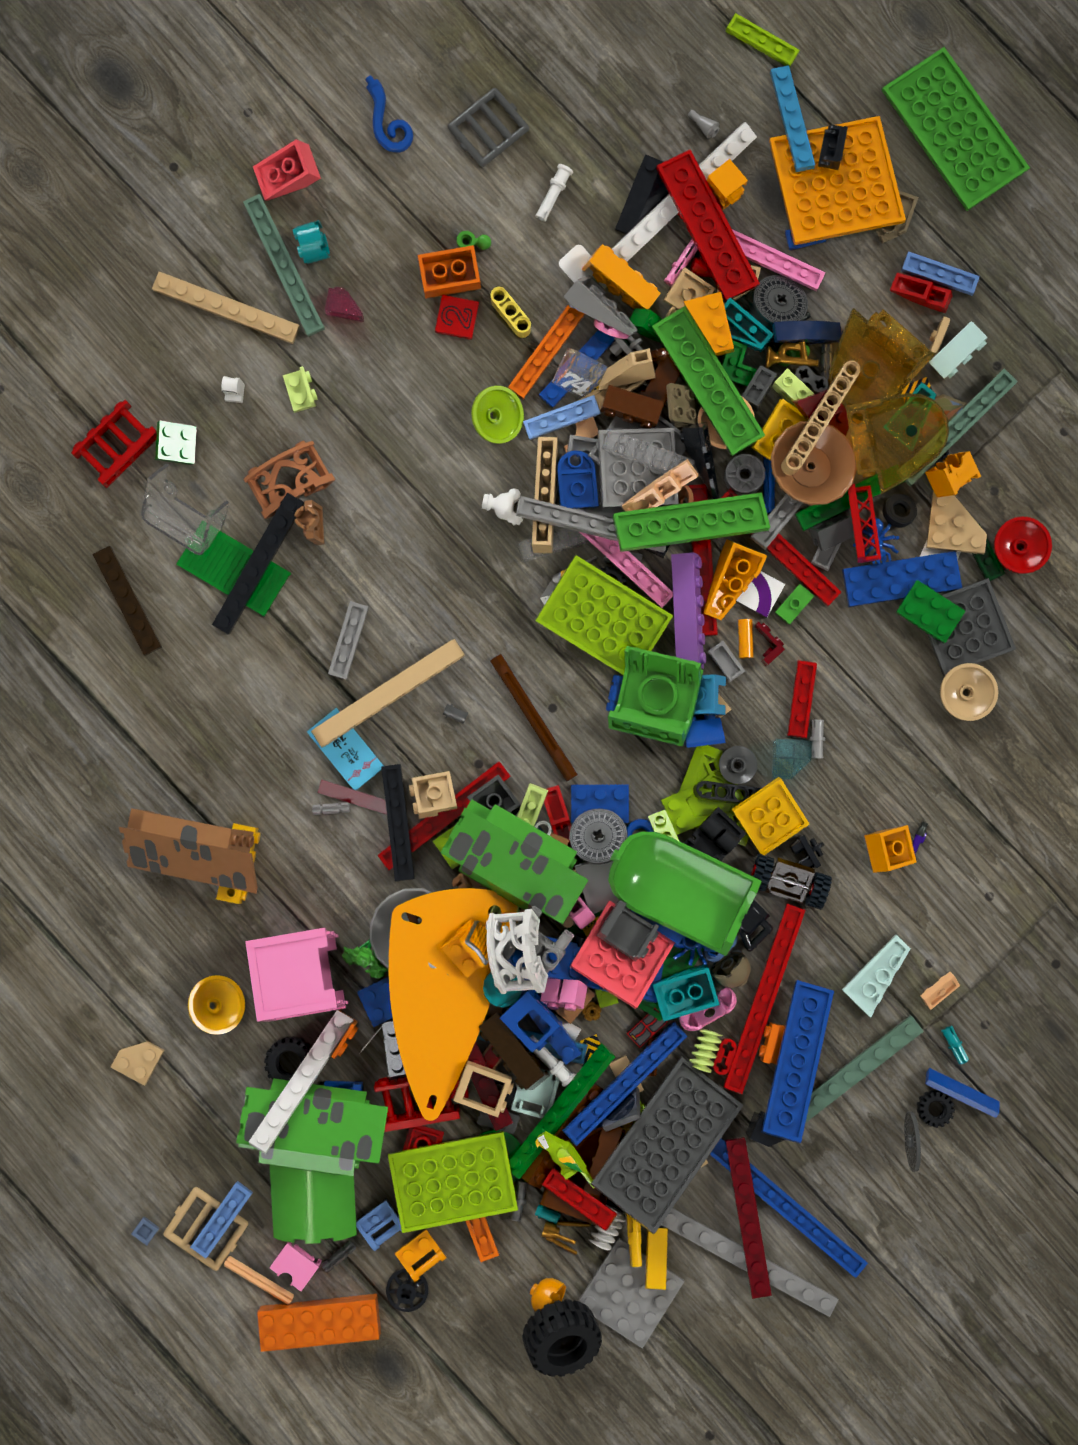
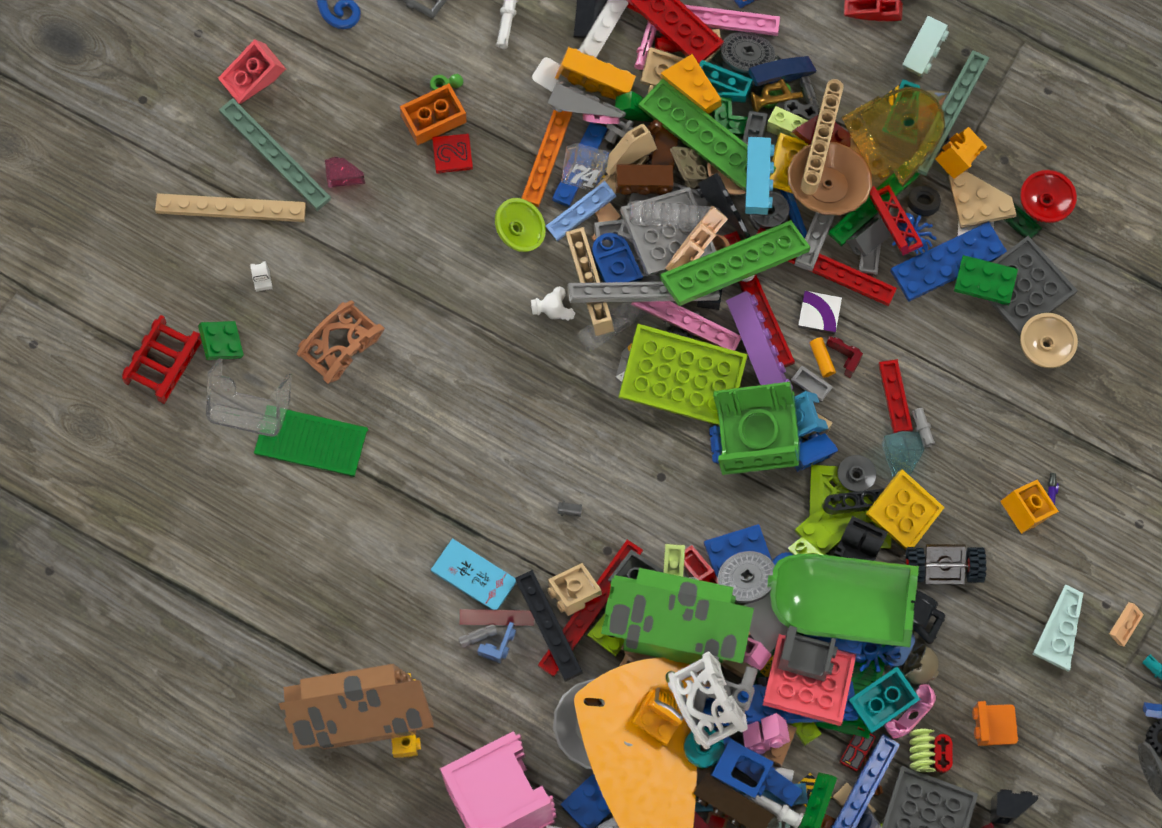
camera: 15 degrees left, 15 degrees down
(127, 600) = (216, 501): dark brown plate -> none
(258, 564) = (335, 425): black plate -> none
(299, 390) = (325, 260): yellowish green bracket -> none
(311, 521) = (373, 366): medium nougat plate -> none
(312, 242) = (295, 125): teal brick -> none
(337, 828) = (490, 651): none -> medium blue bracket
(348, 640) = (444, 472): light grey plate -> none
(364, 957) = (558, 760): bright green plant -> none
(388, 693) = (498, 508): tan beam -> none
(506, 304) = (497, 126): light yellow beam -> none
(533, 717) = (646, 490): reddish brown piece -> none
(592, 1016) = (798, 755): pearl gold plate -> none
(733, 574) = (790, 304): light orange wedge -> none
(744, 438) = (758, 175): none -> medium azure brick
(764, 998) = (961, 686): red plate -> none
(794, 604) = (857, 313): bright green plate -> none
(797, 1062) = (1015, 730): blue plate -> none
(802, 844) = (953, 530): black hips -> none
(863, 1065) = (1074, 727): sand green plate -> none
(884, 355) = (858, 67): clear yellow animal -> none
(938, 335) = (902, 41): tan plate -> none

